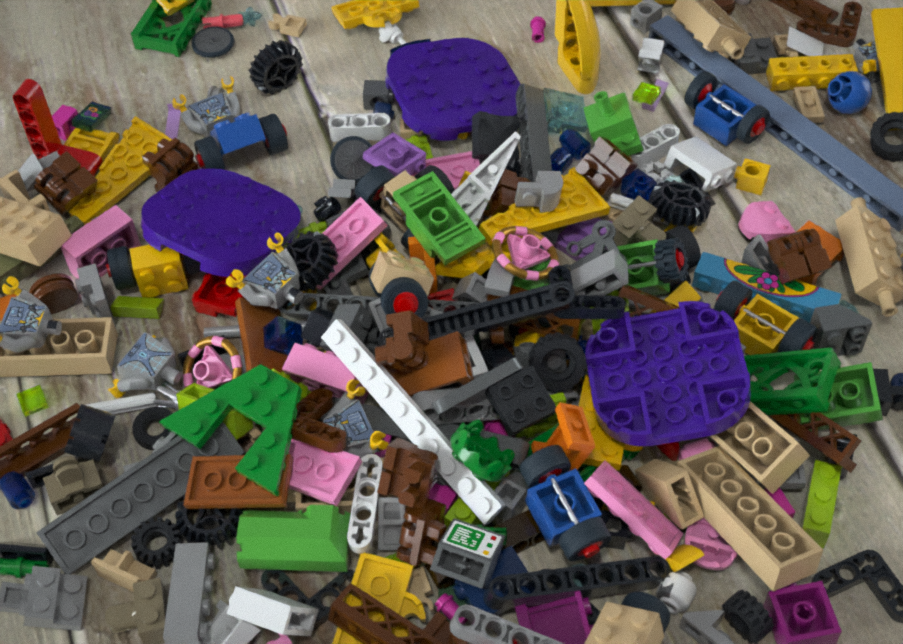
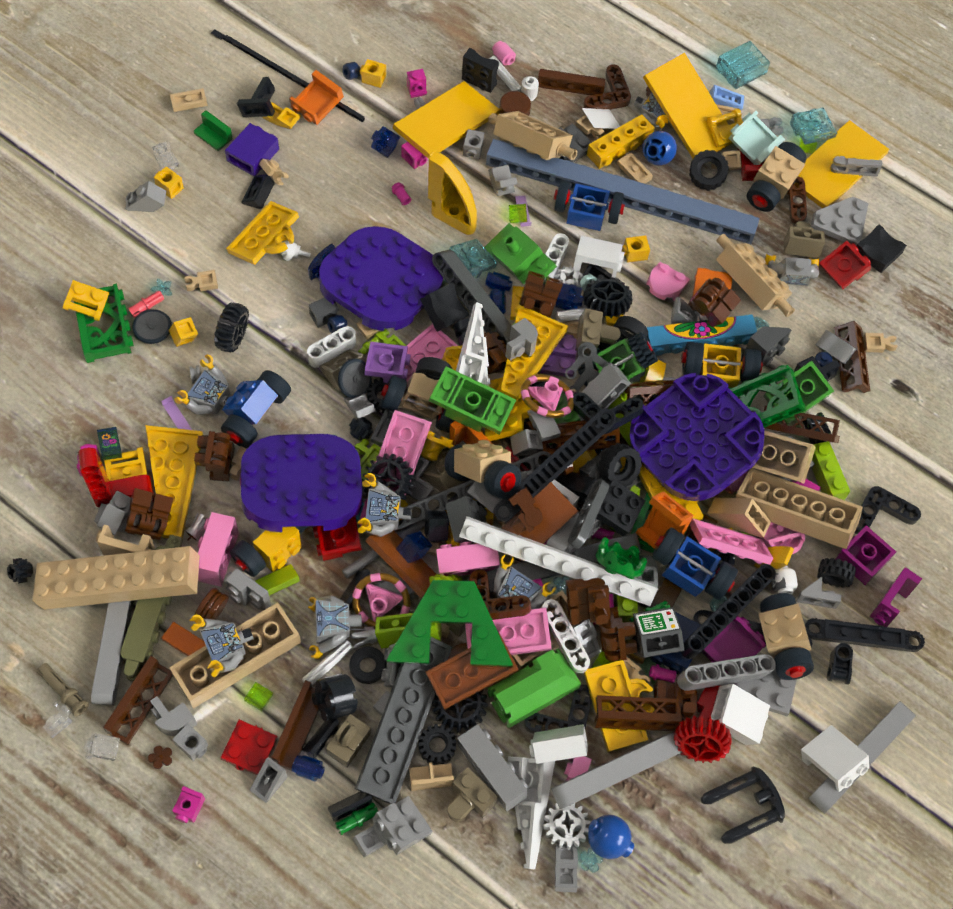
camera: 40 degrees left, 10 degrees up
(232, 54) = (183, 331): none -> yellow brick

